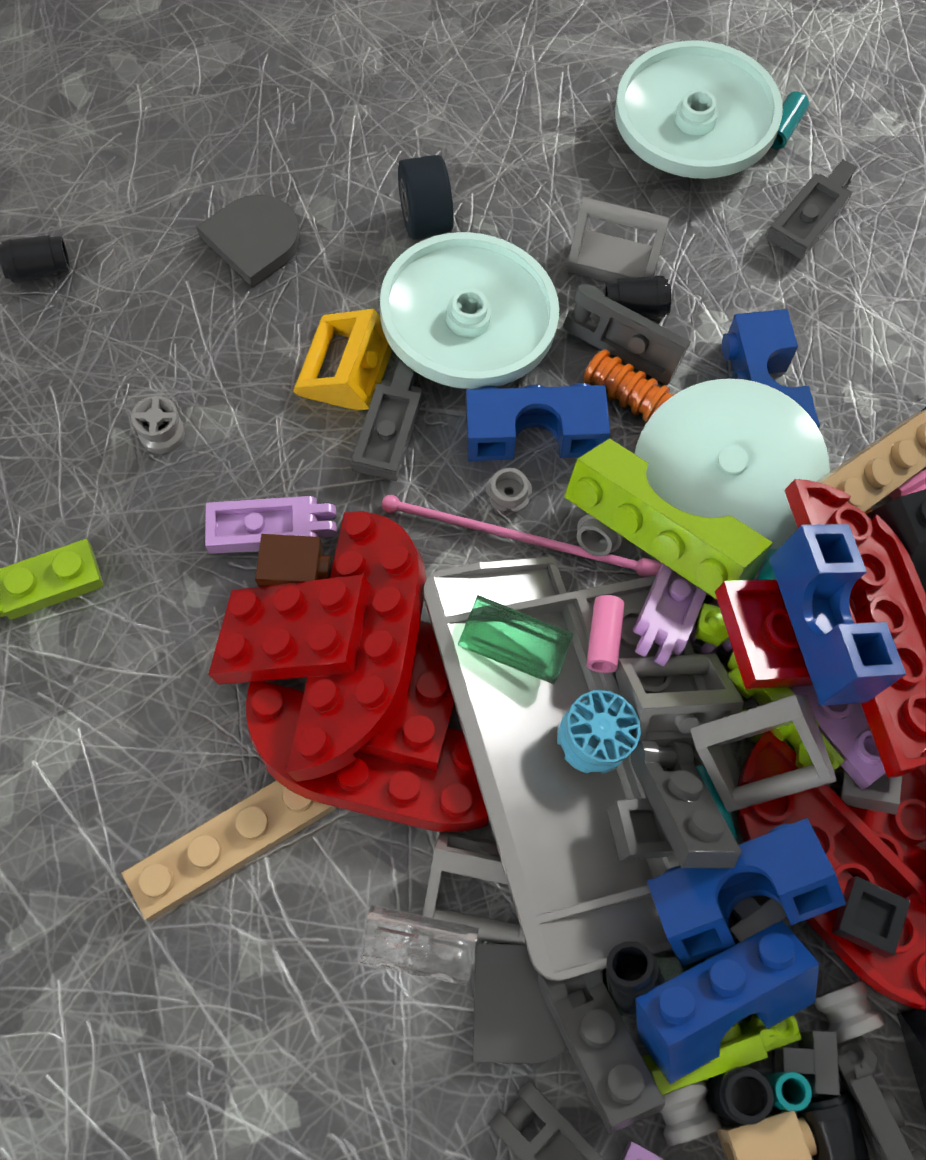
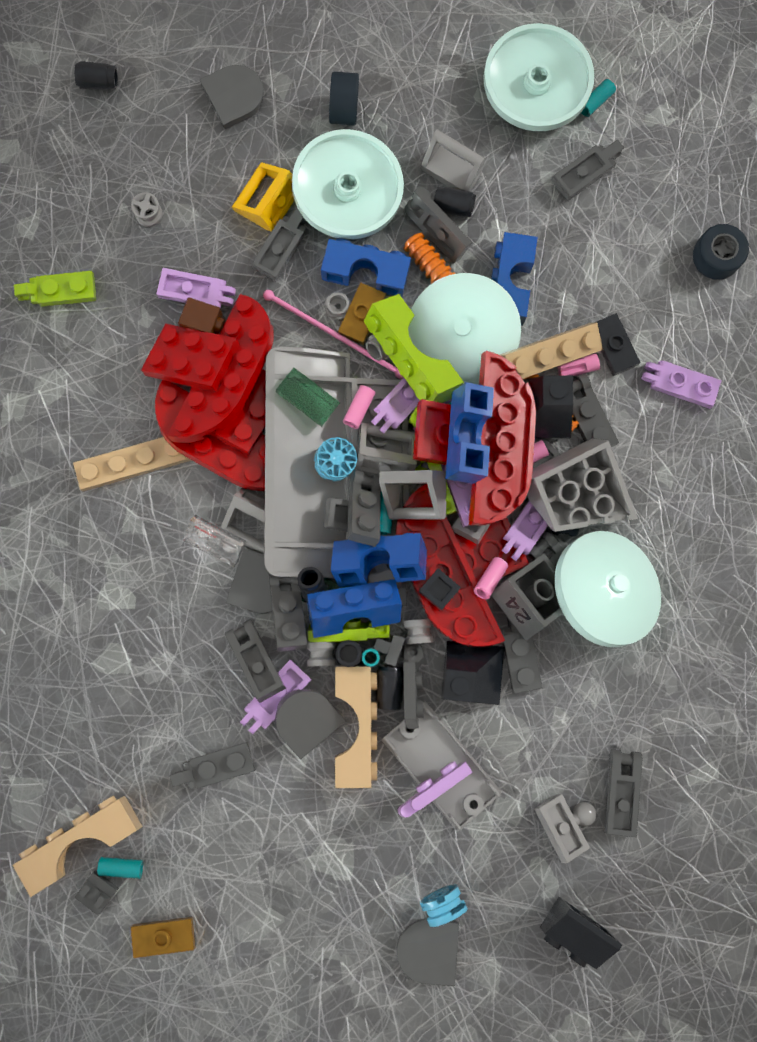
camera: 10 degrees right, 15 degrees up
(546, 508) = (353, 322): none -> pearl gold plate

